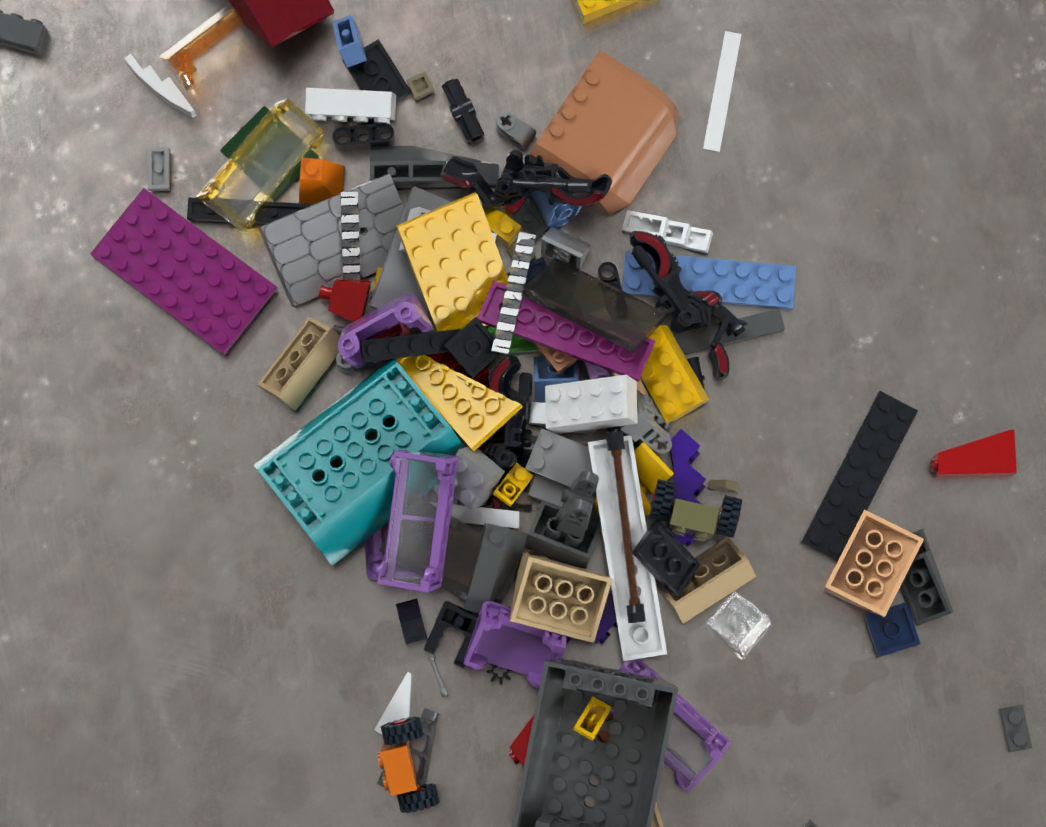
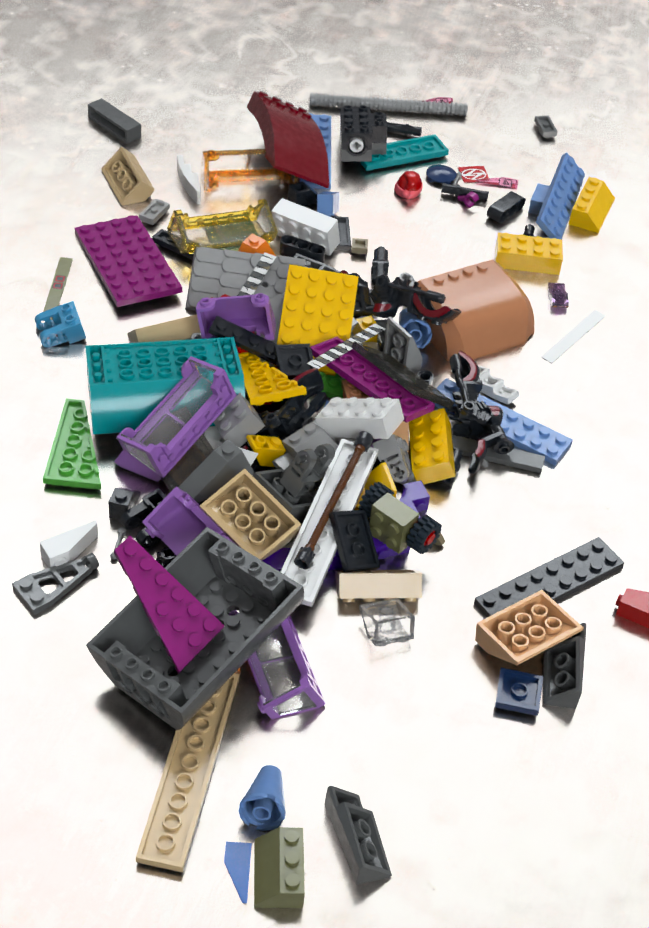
camera: 25 degrees right, 35 degrees down
(90, 129) = (127, 178): none -> tan slope
(136, 359) = (58, 283): none -> sticker
(196, 414) = (65, 323): none -> dark azure brick
(309, 40) = (302, 194): none -> black slope
(322, 593) = (72, 453): none -> bright green wing
(399, 767) = (39, 561): brick -> none
(561, 758) = (172, 610): none -> magenta wing
(592, 718) = (217, 598): yellow slope -> none
(677, 36) = (558, 295): none -> clear purple slope
(1015, 728) = (595, 821): dark grey plate -> none

